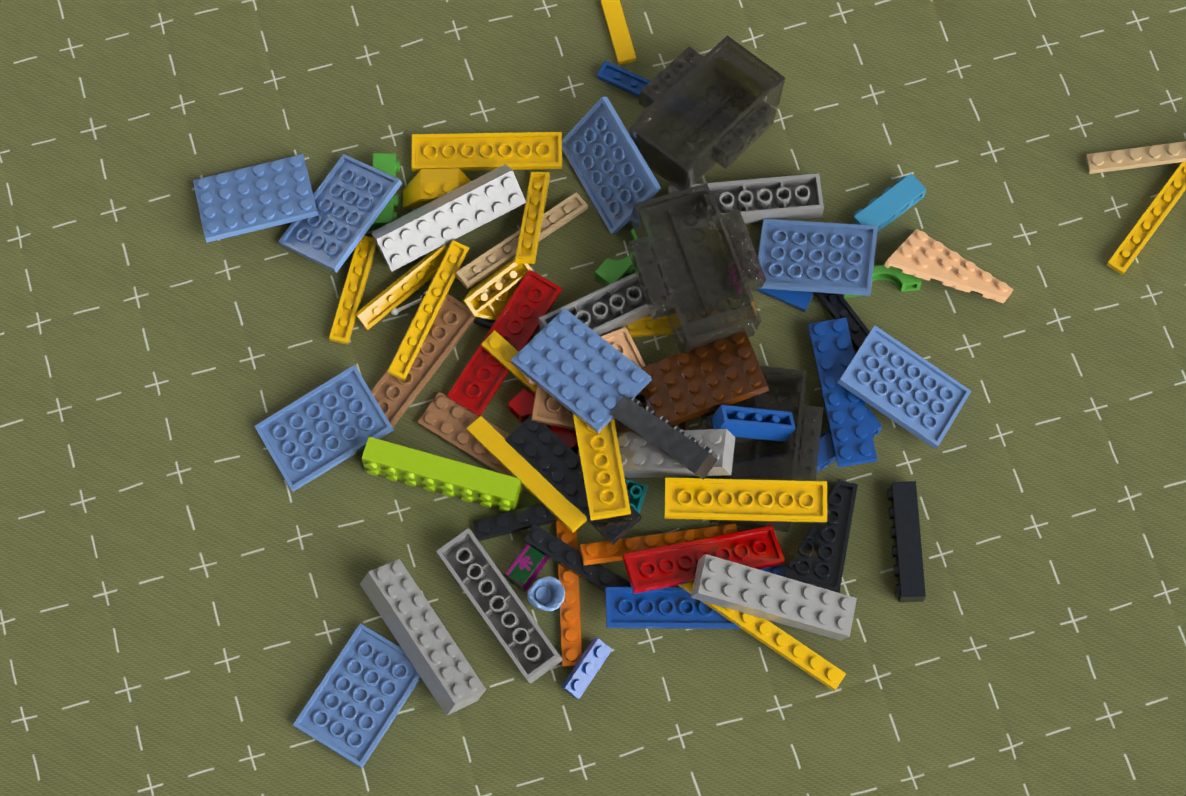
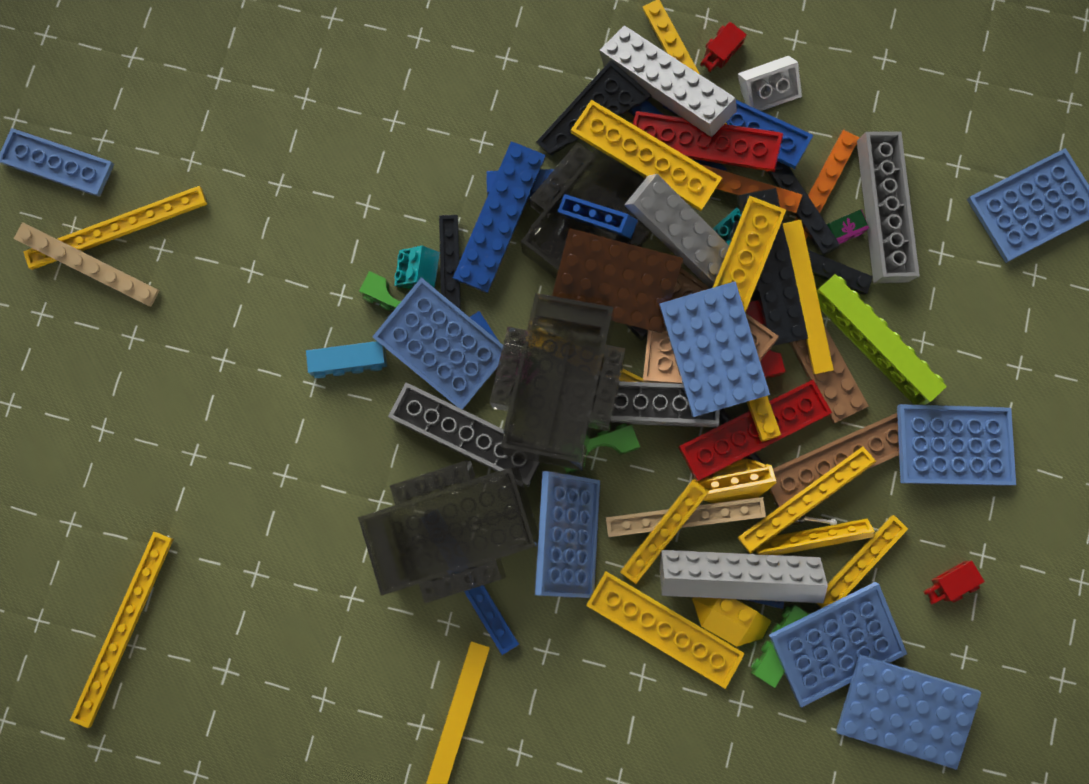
camera: 145 degrees left, 10 degrees up
(266, 317) = (955, 583): none -> red brick
(422, 637) = (965, 217): light grey brick -> none
(546, 594) = (844, 193): light blue hair -> none
(586, 668) = (841, 124): plate -> none
(664, 437) = (686, 234): black brick -> none
(677, 668) = (771, 83): none -> white slope
(744, 680) = (723, 47): none -> red brick
(884, 311) = (416, 264): none -> teal slope
(904, 387) = (447, 190): medium blue plate -> none
(907, 542) = (527, 77): black brick -> none
(931, 259) = (346, 282): light nougat wing -> none

